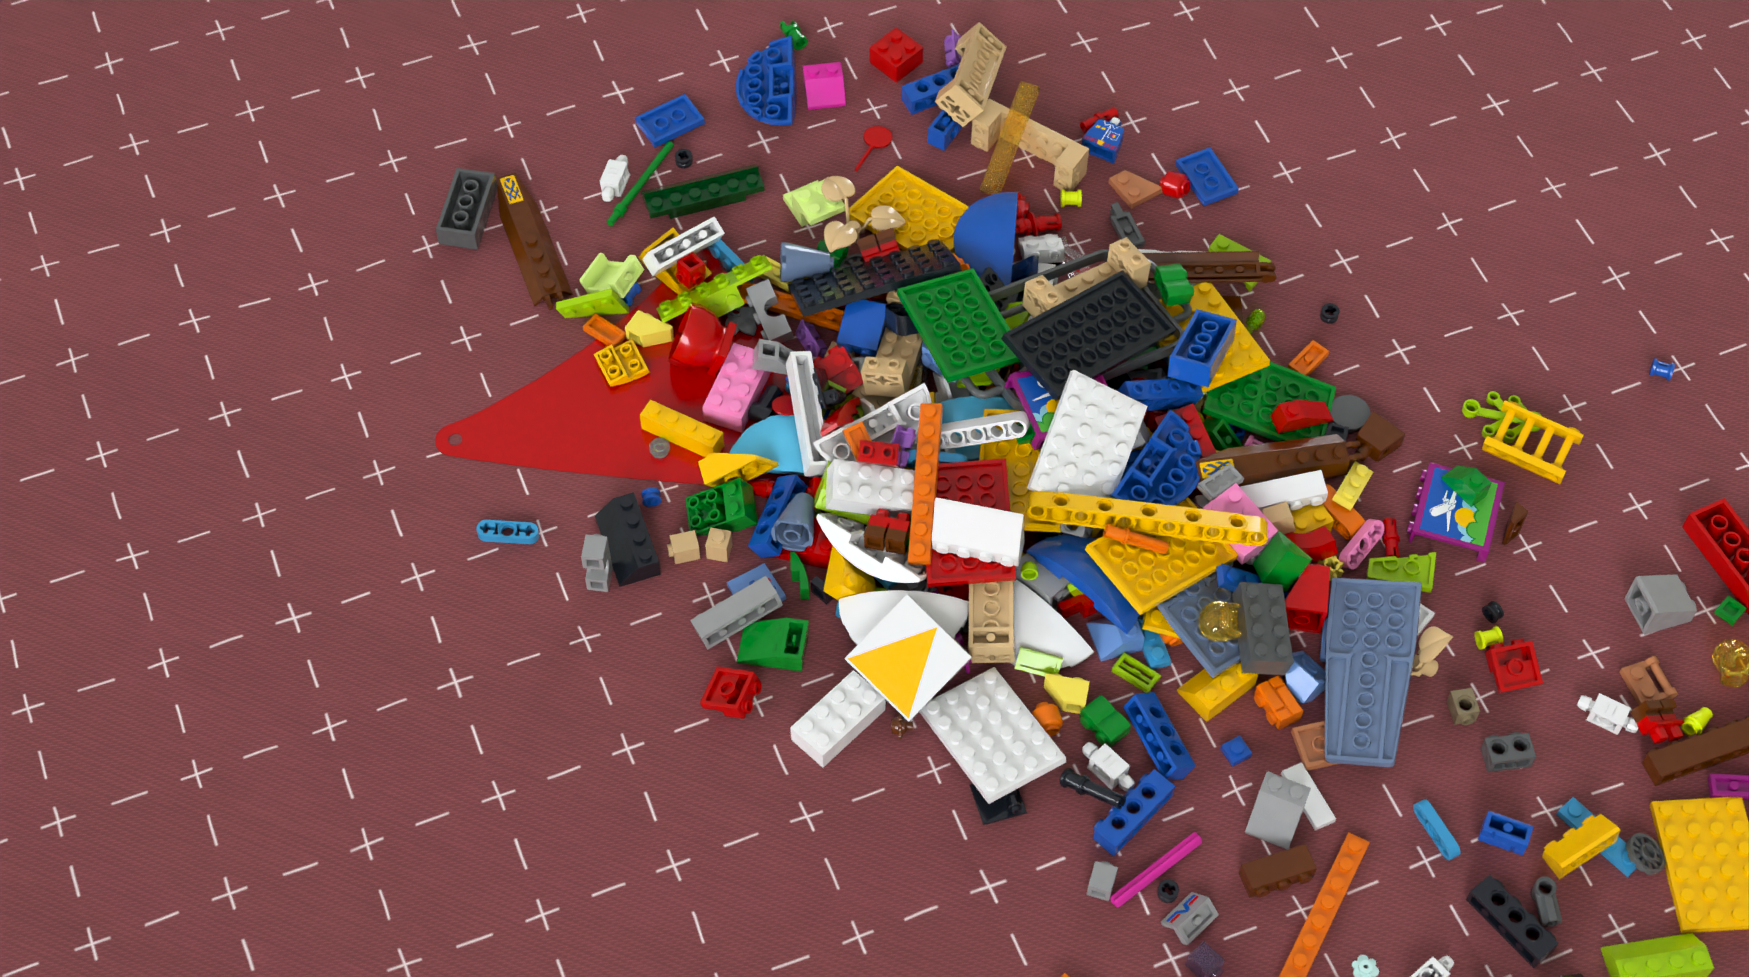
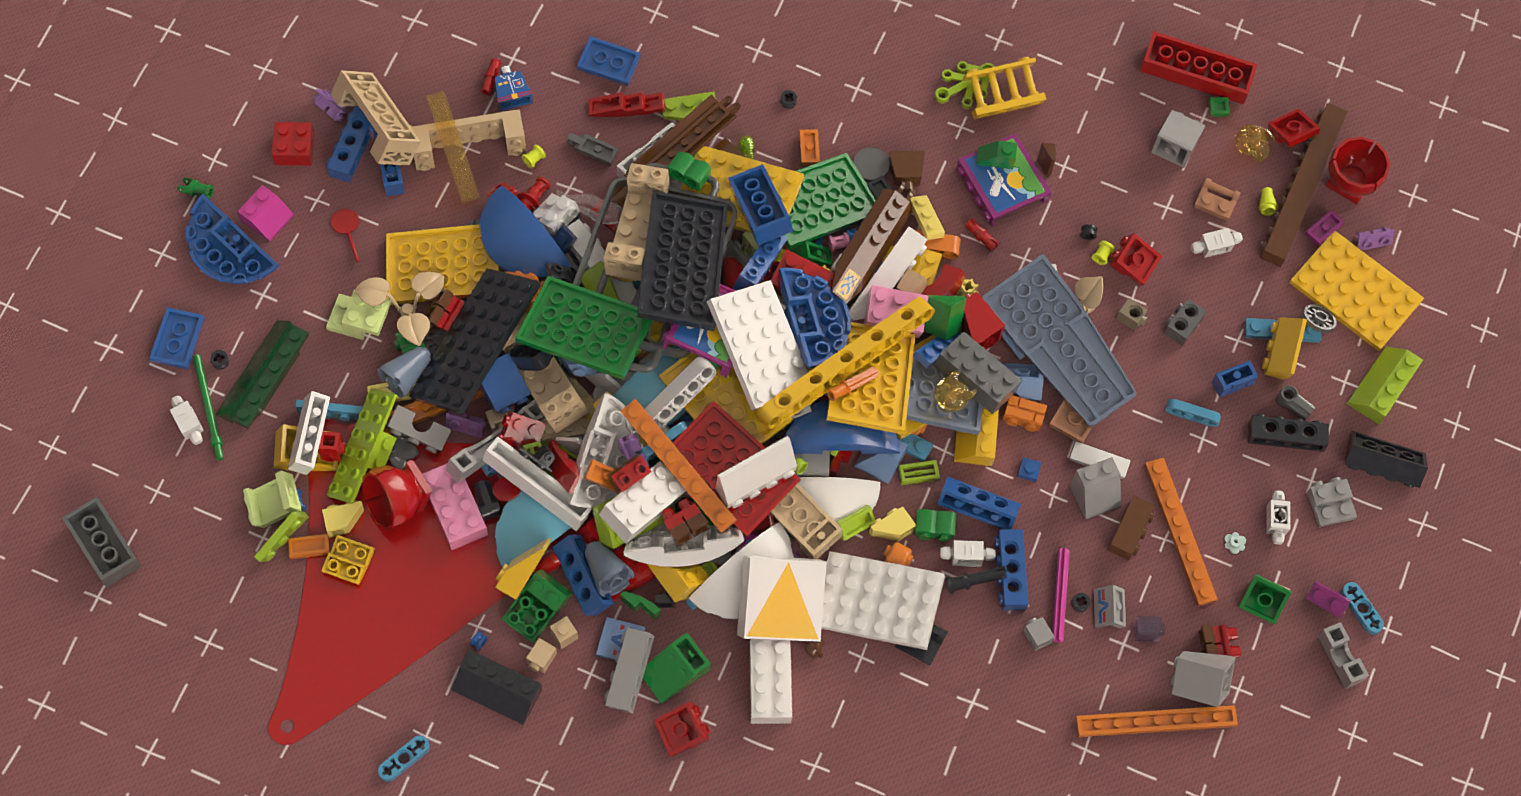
camera: 50 degrees left, 10 degrees up
(530, 242) = (176, 525): reddish brown hinge -> none
(598, 562) = (502, 724): light grey arch -> none
(659, 447) = (444, 598): clear light blue plate -> none
(681, 429) = (449, 572): yellow brick -> none
(1134, 189) = (567, 111): nougat wing -> none
(1175, 184) = (595, 85): red head -> none
(1188, 219) = (626, 105): none -> red slope
(1220, 482) = (860, 293): light grey plate -> none
(1299, 415) = (850, 195): red slope -> none
(1370, 532) = (969, 254): bright pink beam -> none
(1404, 569) = (1012, 250): lime wing -> none
(1658, 720) = (1250, 222): red hips -> none

